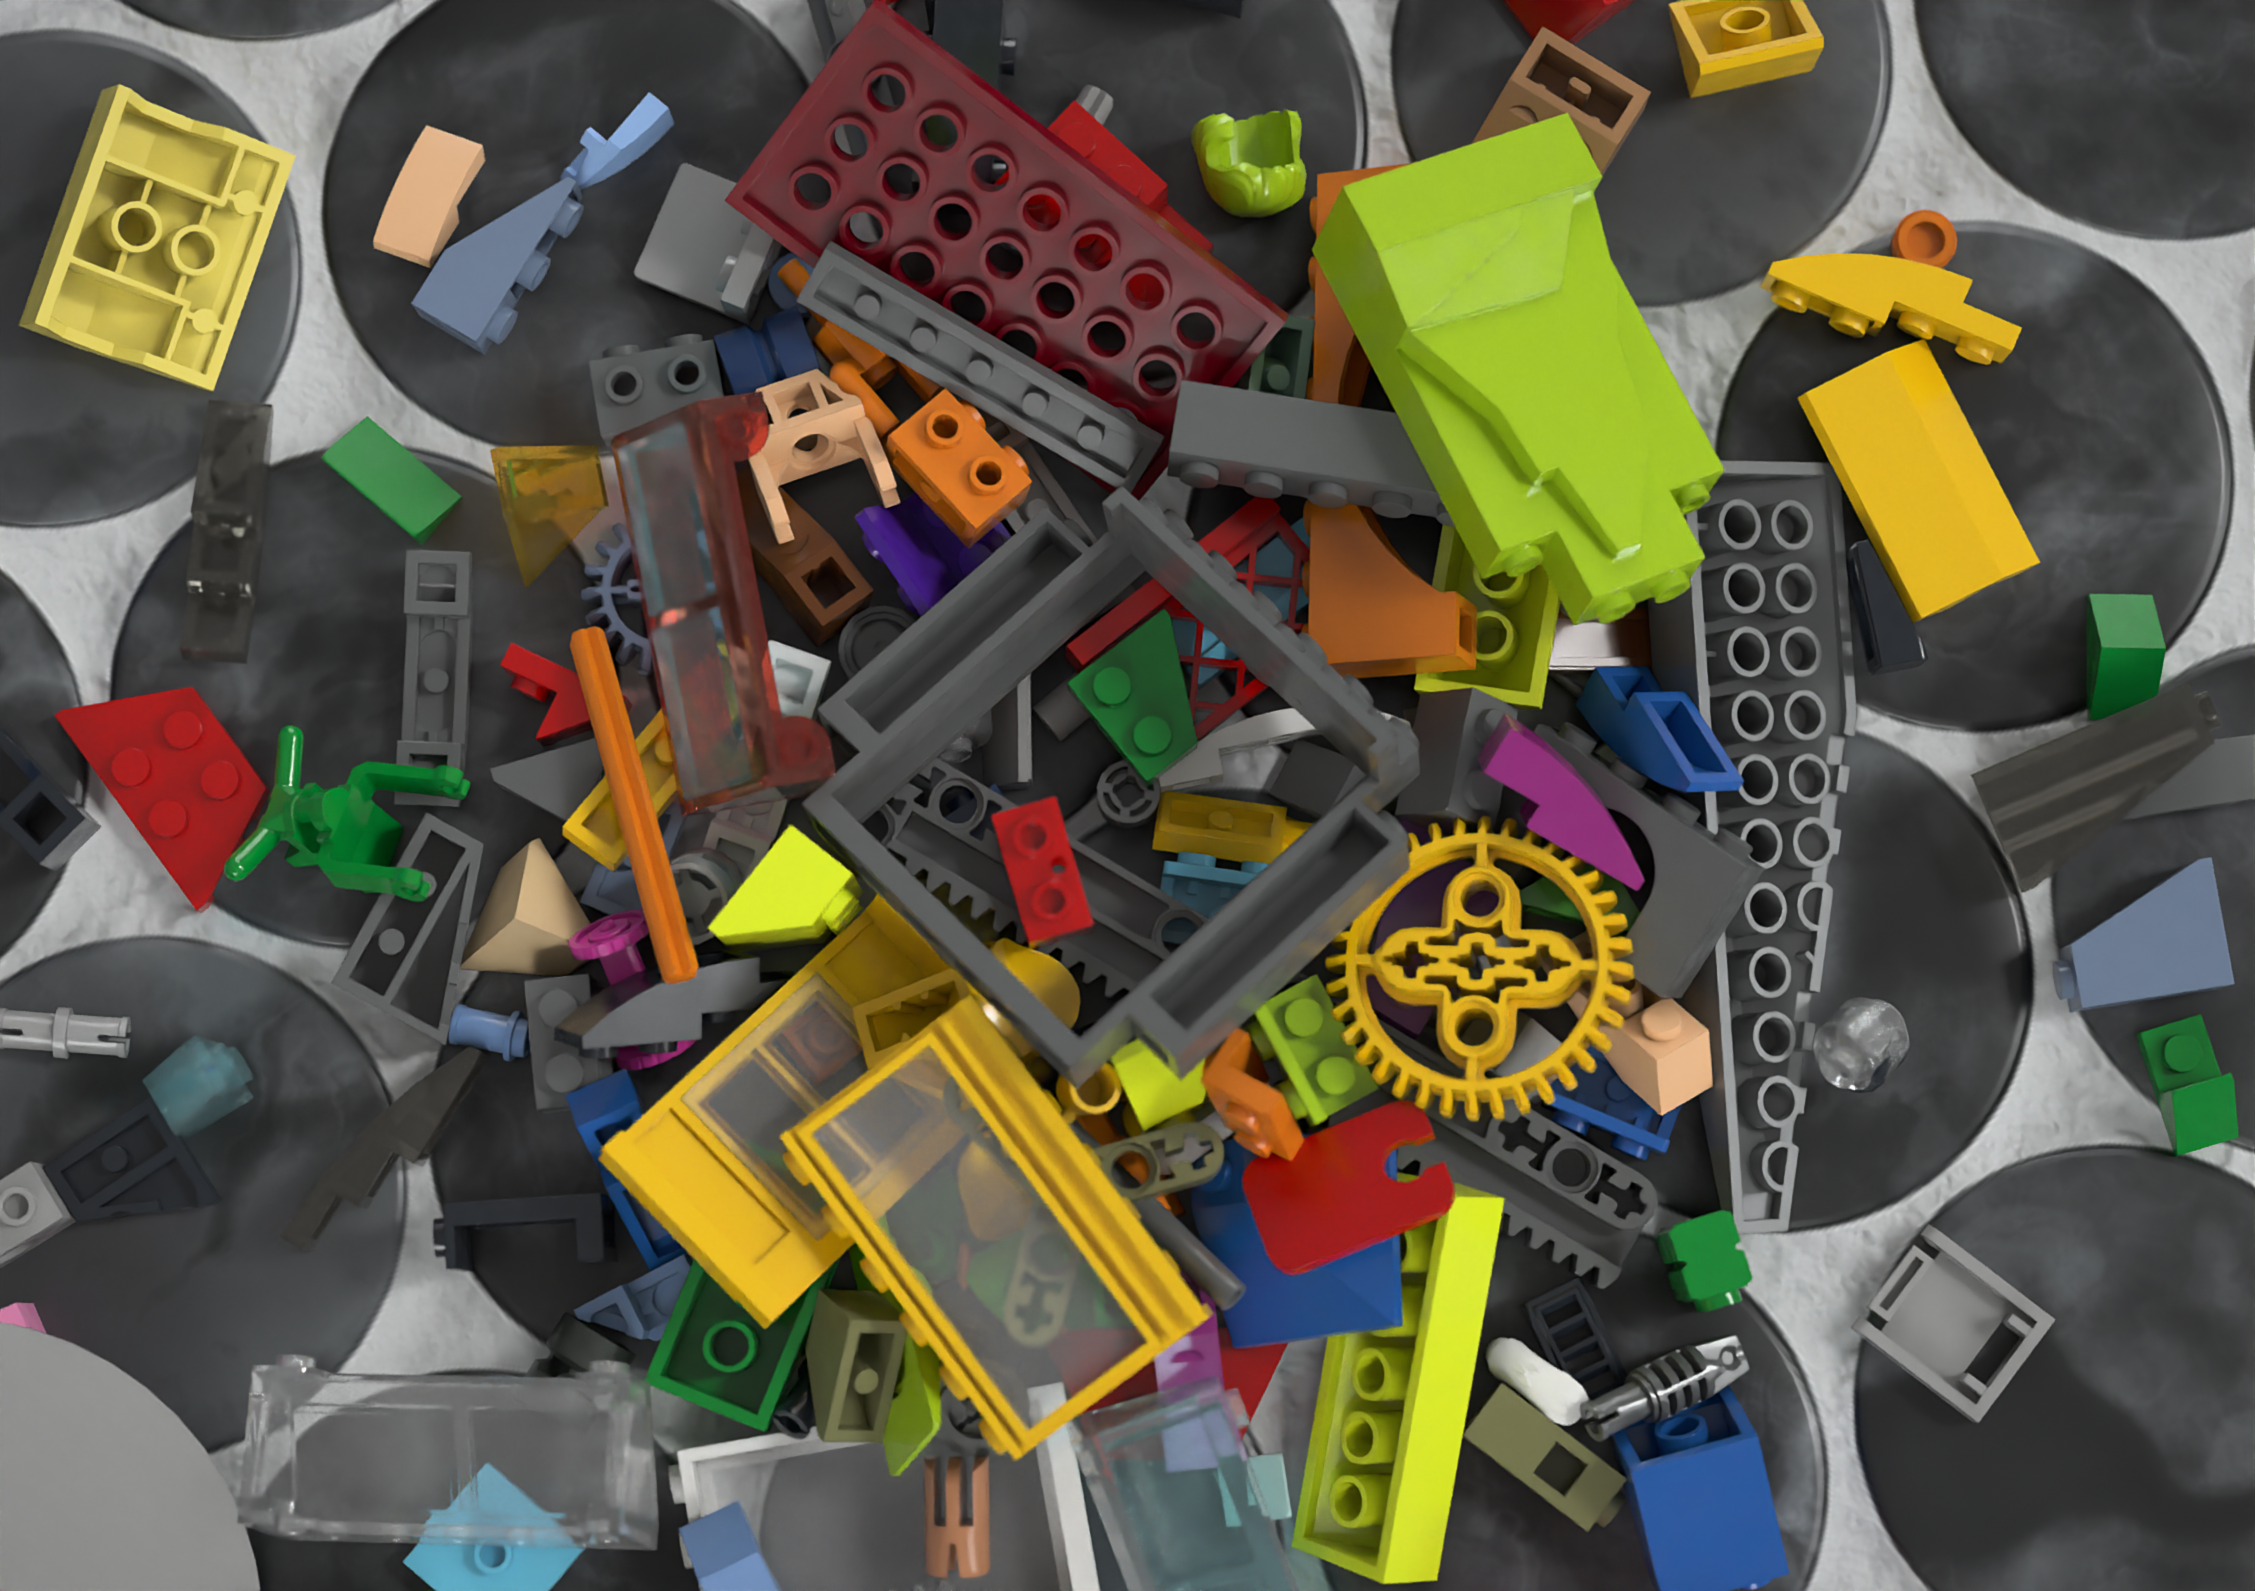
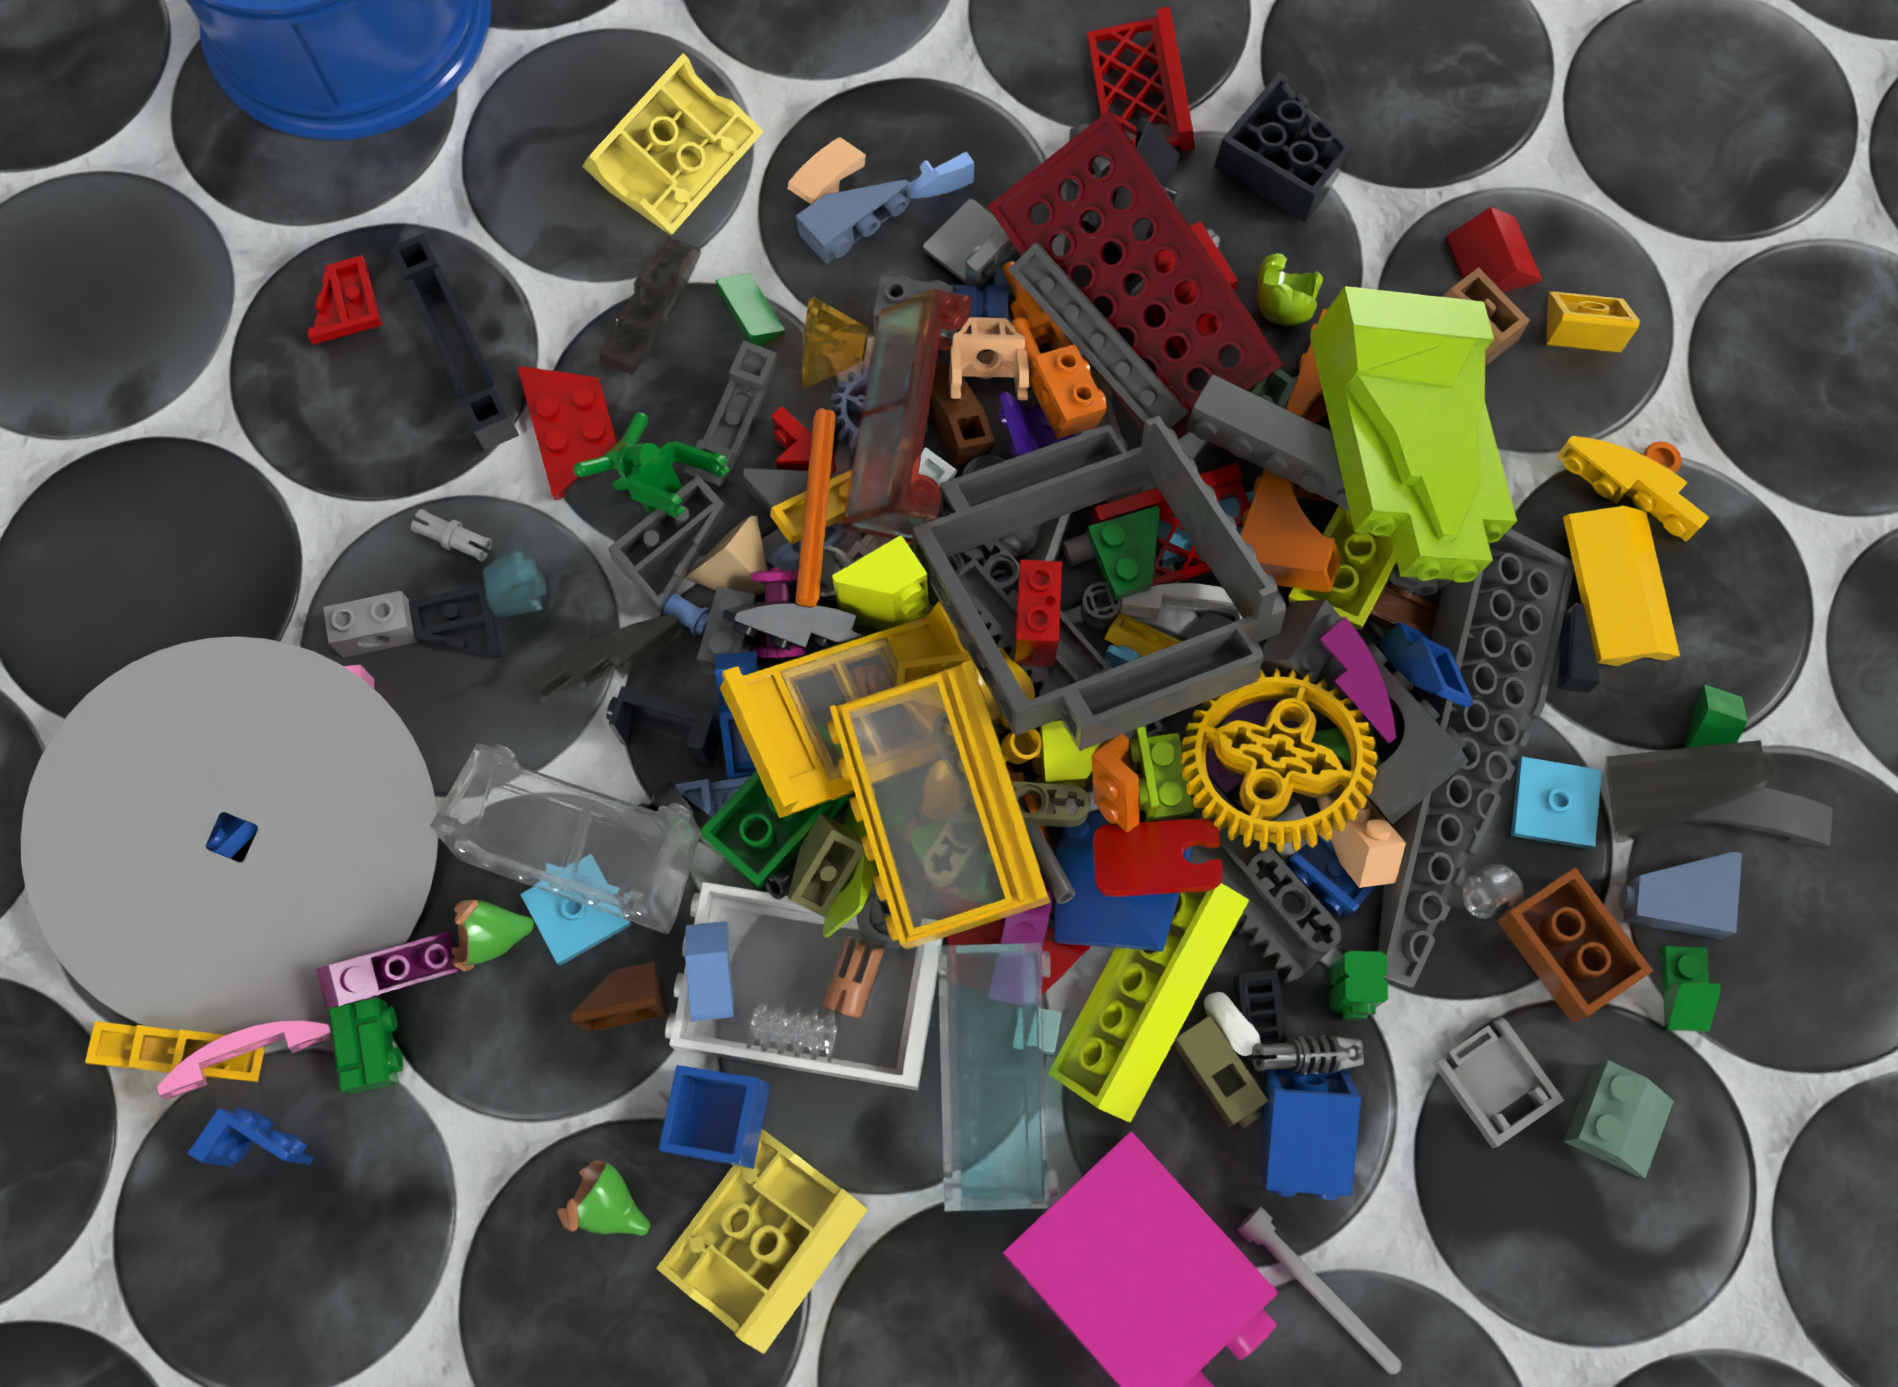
camera: 20 degrees right, 10 degrees down
(1918, 864) = (1556, 803): none -> medium azure plate
(2005, 1085) = (1574, 946): none -> dark orange brick
(2144, 1317) = (1619, 1118): none -> sand green slope

